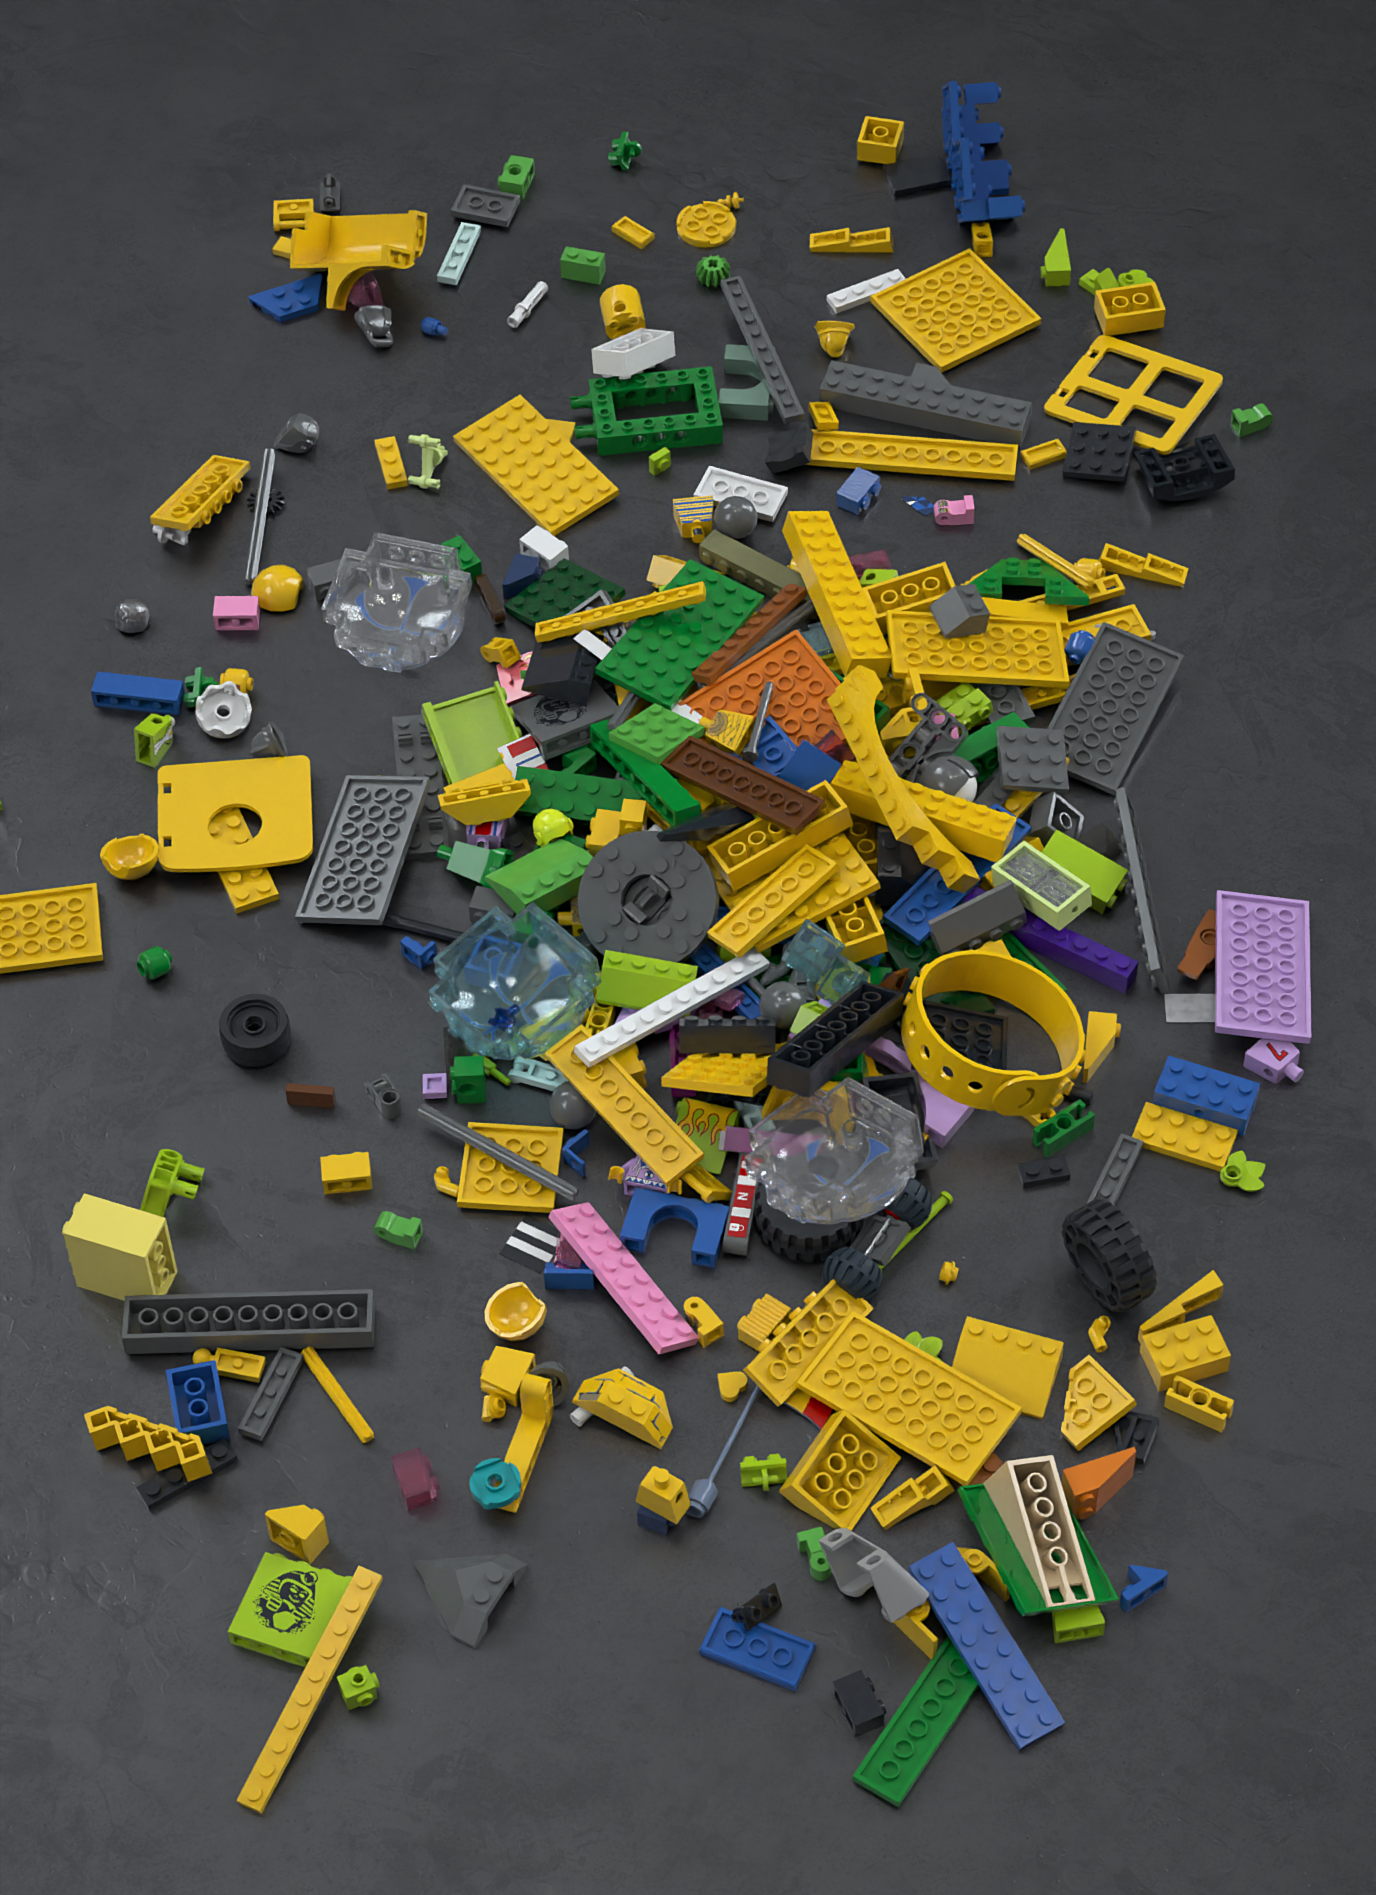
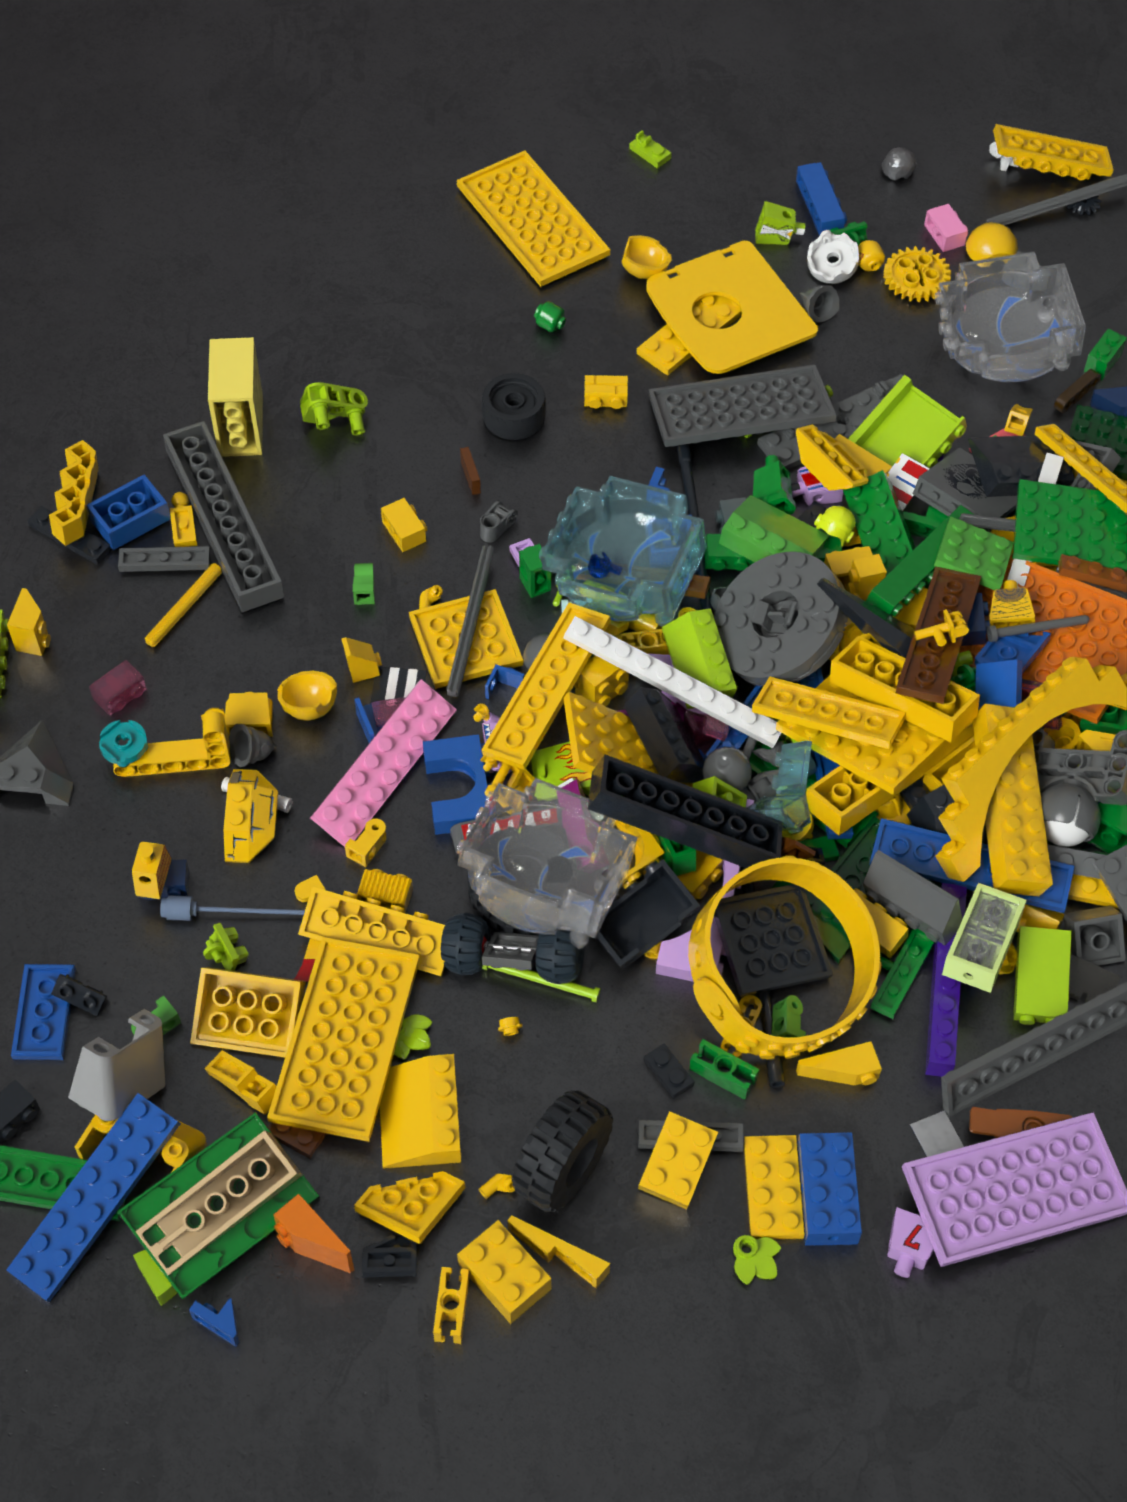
camera: 65 degrees right, 5 degrees up
(277, 951) = (606, 391): none -> yellow brick
(279, 657) = (916, 273): none -> yellow gear
(496, 1259) = (361, 659): none -> yellow slope
(751, 771) = (953, 625): none -> yellow arm
(1038, 1062) = (787, 1018): none -> bright green leg
(1139, 1187) = (677, 1160): none -> yellow brick

